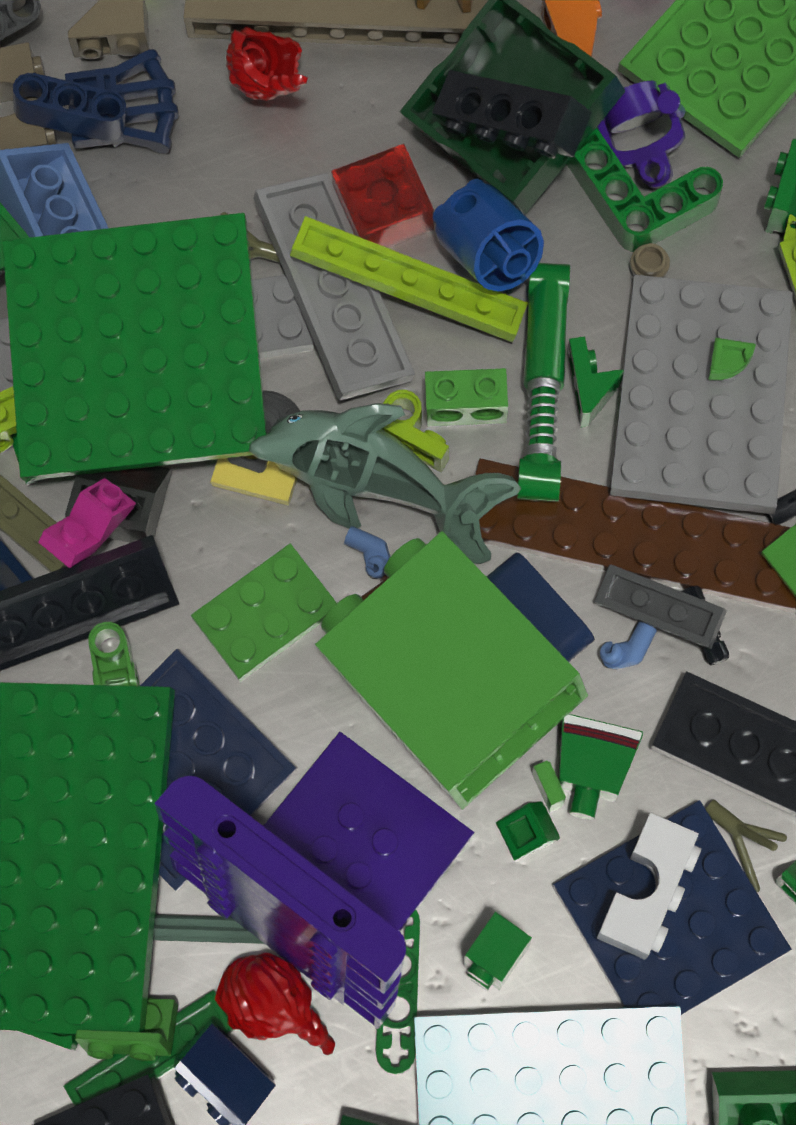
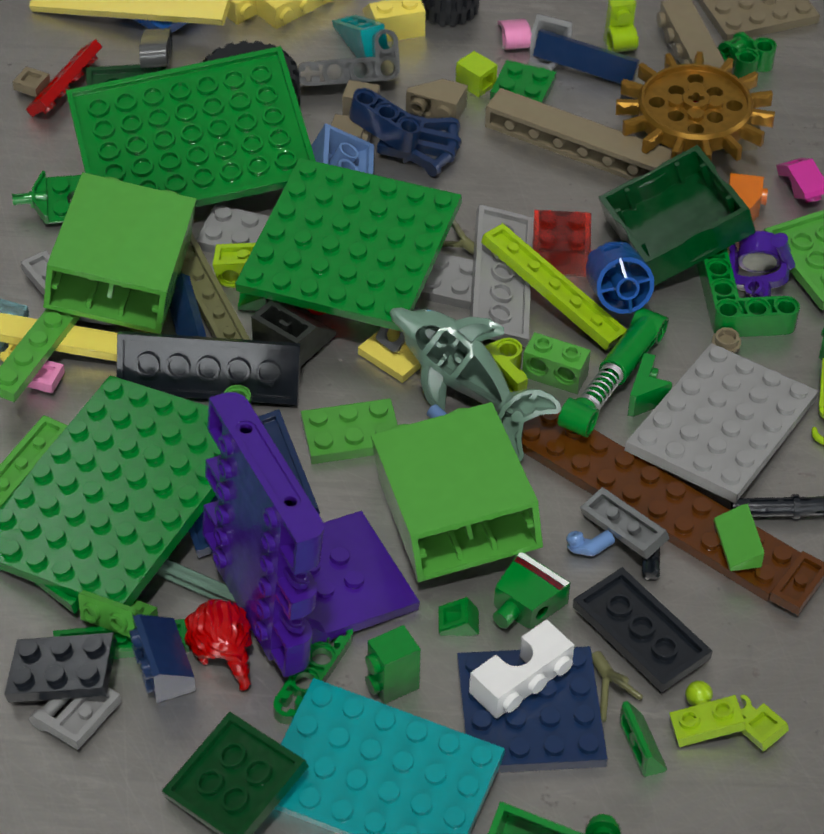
camera: 20 degrees right, 25 degrees down
(90, 523) = (269, 320): dark pink slope -> none
(264, 64) = (522, 147): red hair -> none
(511, 113) = (670, 212): black brick -> none
(542, 606) = (551, 509): dark blue beam -> none
(549, 786) = (487, 594): bright green tile -> none
(729, 358) = (750, 402): bright green tile -> none

